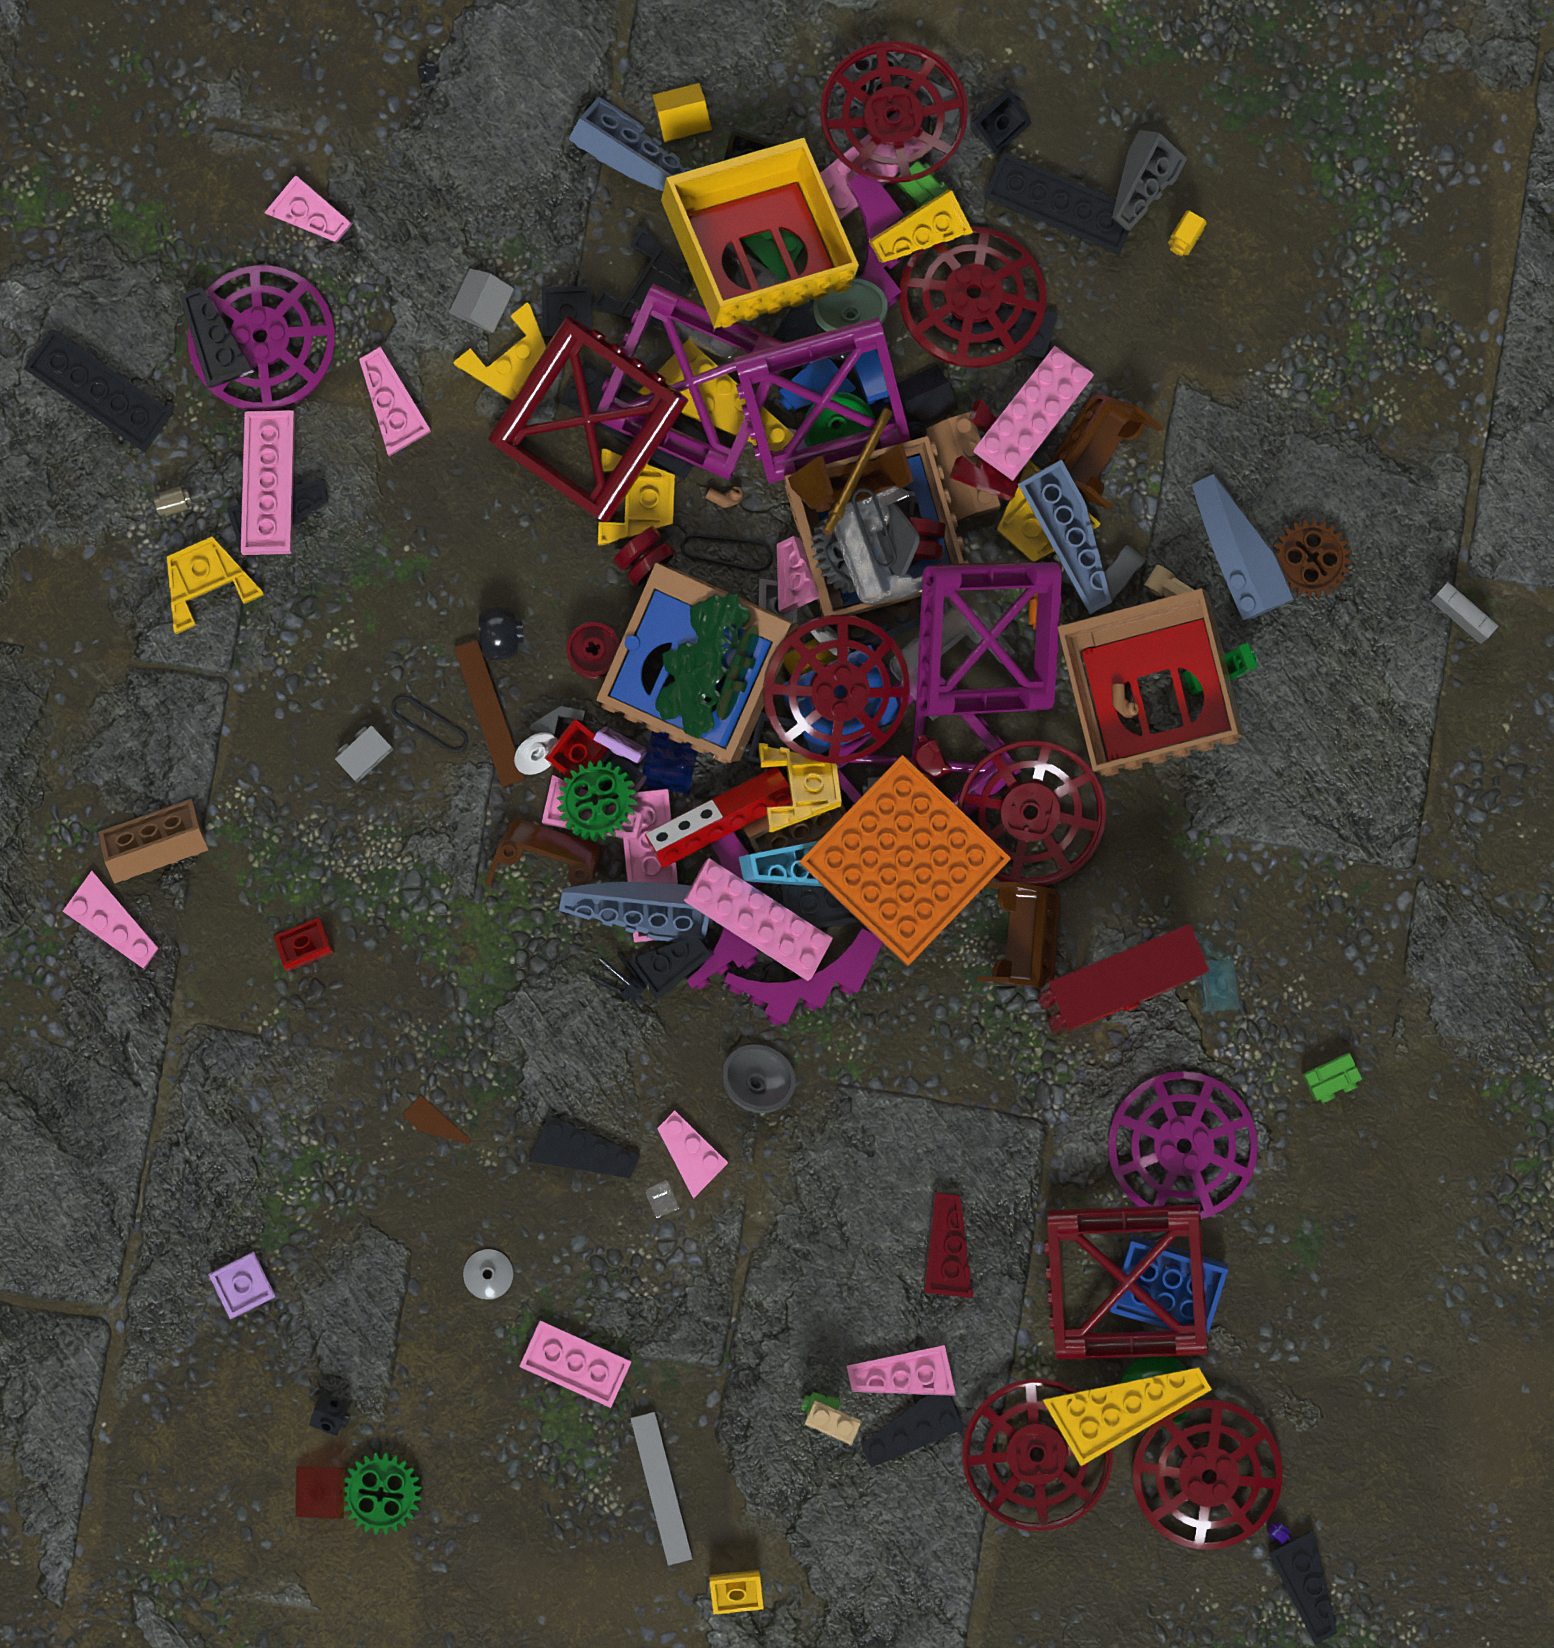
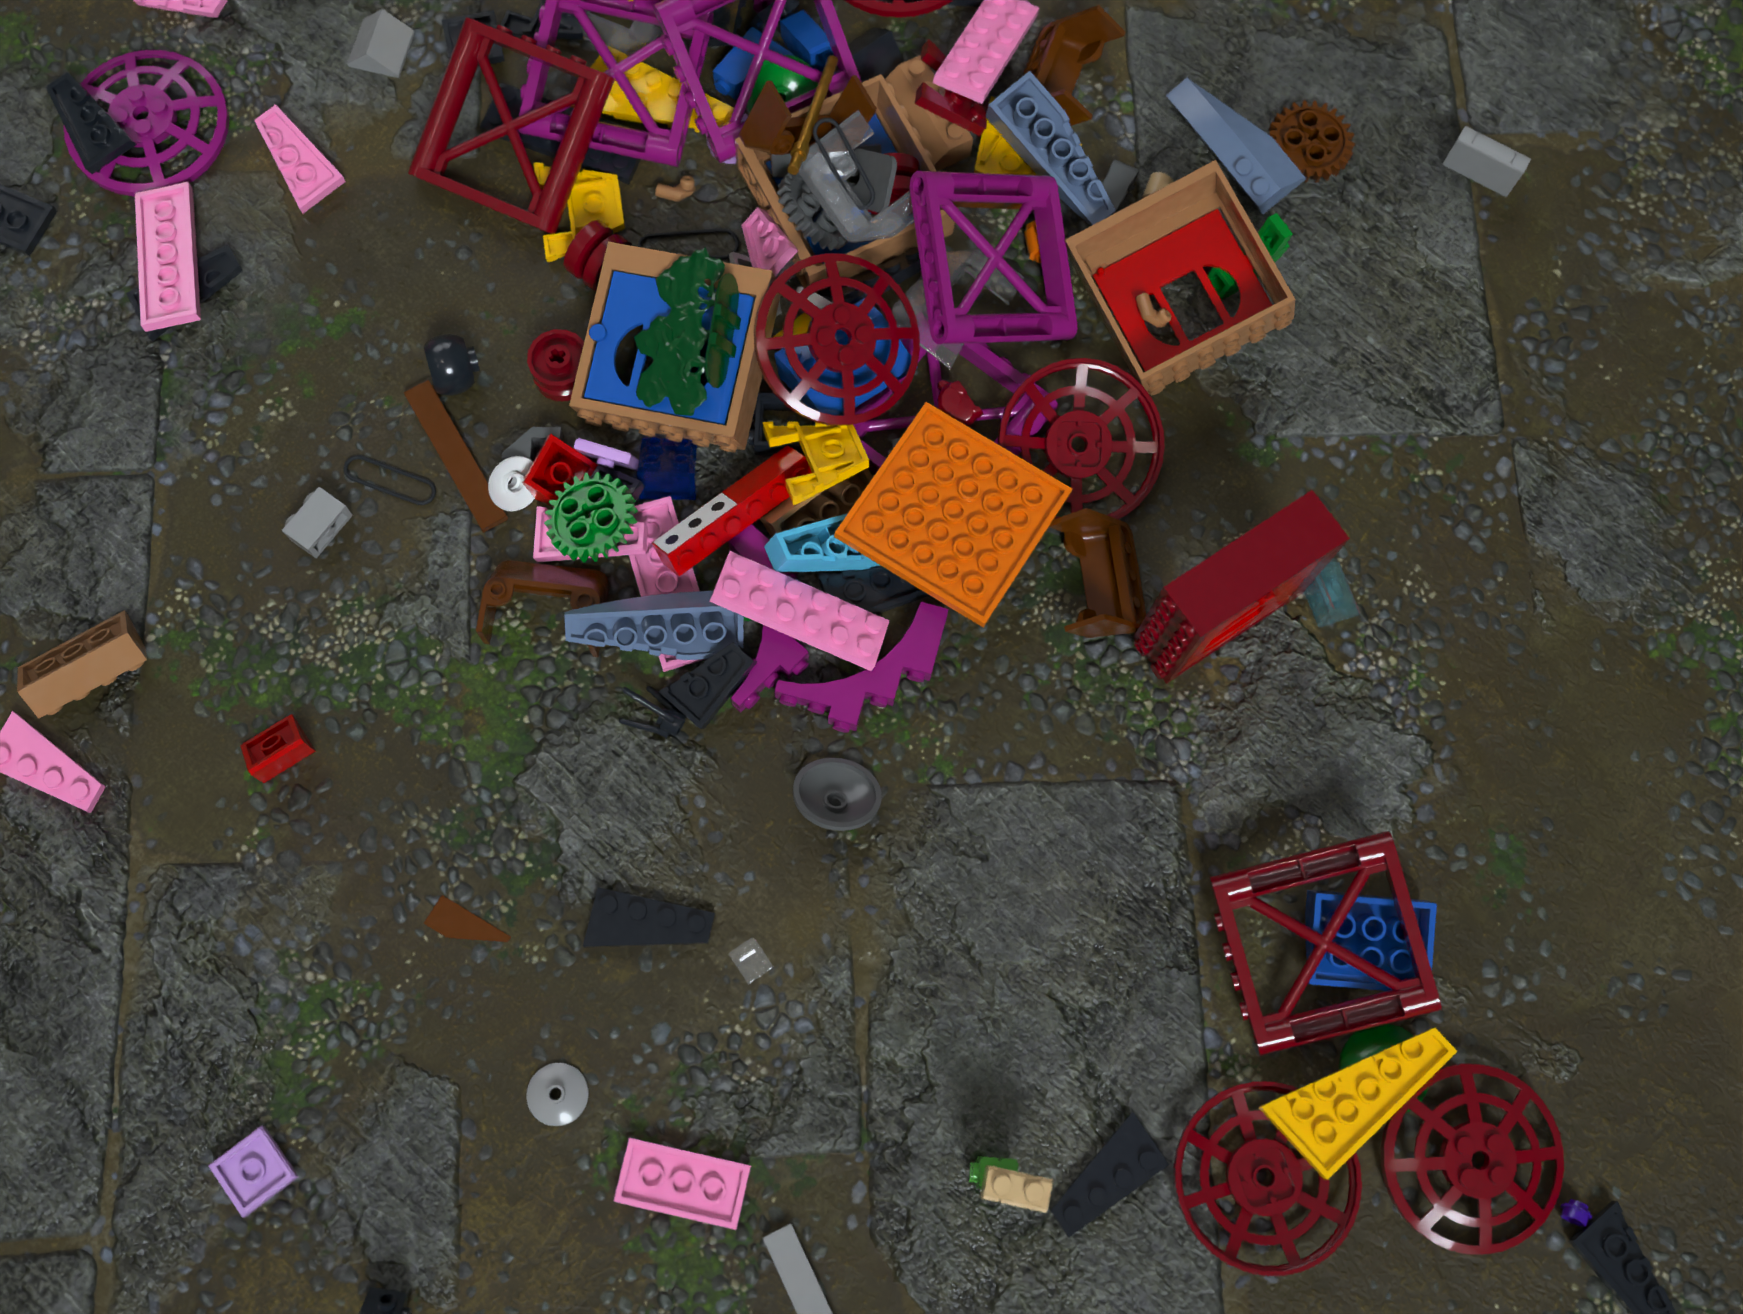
camera: 15 degrees left, 10 degrees down
(172, 501) = (64, 297): dark tan brick -> none
(199, 571) = (104, 364): yellow wing -> none
(514, 366) = (416, 107): yellow wing -> none
(691, 1153) = (775, 898): bright pink wing -> none
(907, 1373) = (1087, 1110): bright pink wing -> none
(947, 1251) = (1101, 963): dark red wing -> none
(1183, 1128) = (1321, 768): magenta dish -> none
(1332, 1077) = (1484, 666): bright green brick -> none

